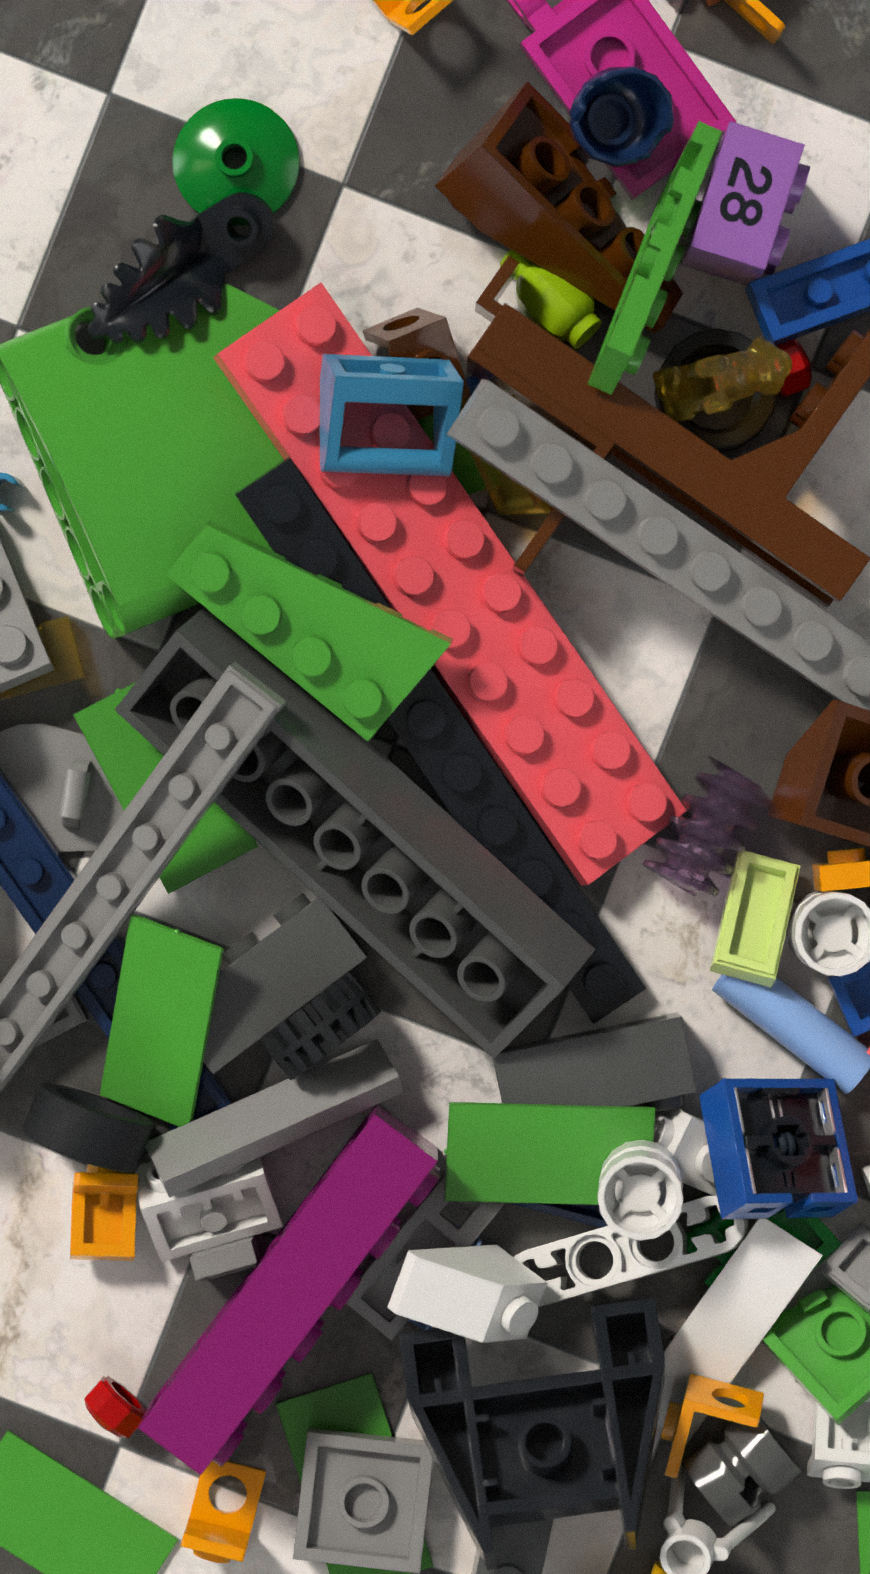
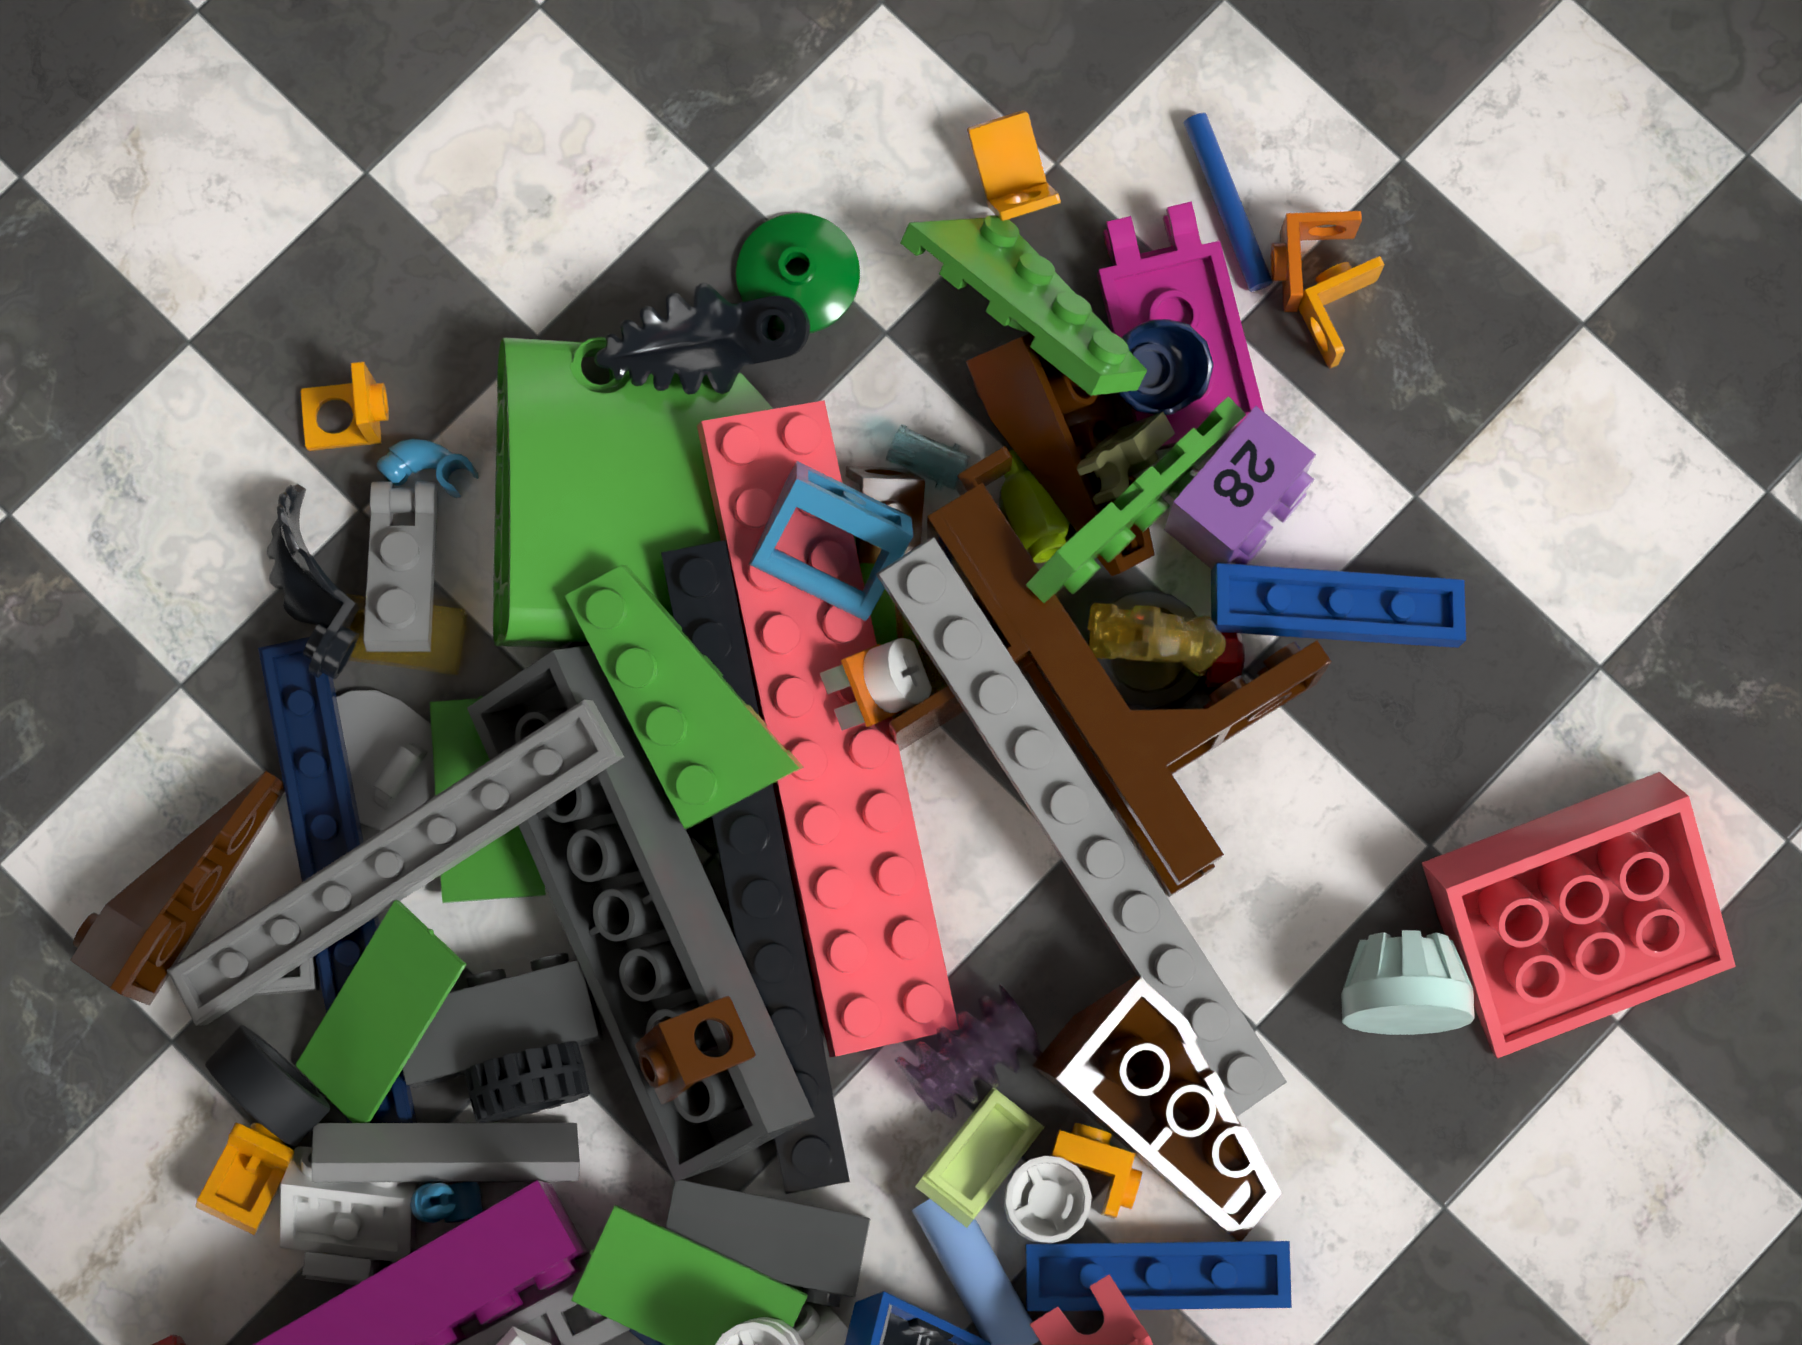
camera: 25 degrees right, 10 degrees down
(295, 1160) = (446, 1202): none -> dark azure arm
(435, 290) = (928, 457): none -> clear light blue pin
(451, 957) = (672, 1058): none -> reddish brown bracket
(471, 102) = (1030, 298): none -> bright green wing
(489, 527) = (883, 682): none -> piece
(619, 212) = (1125, 454): none -> olive plate

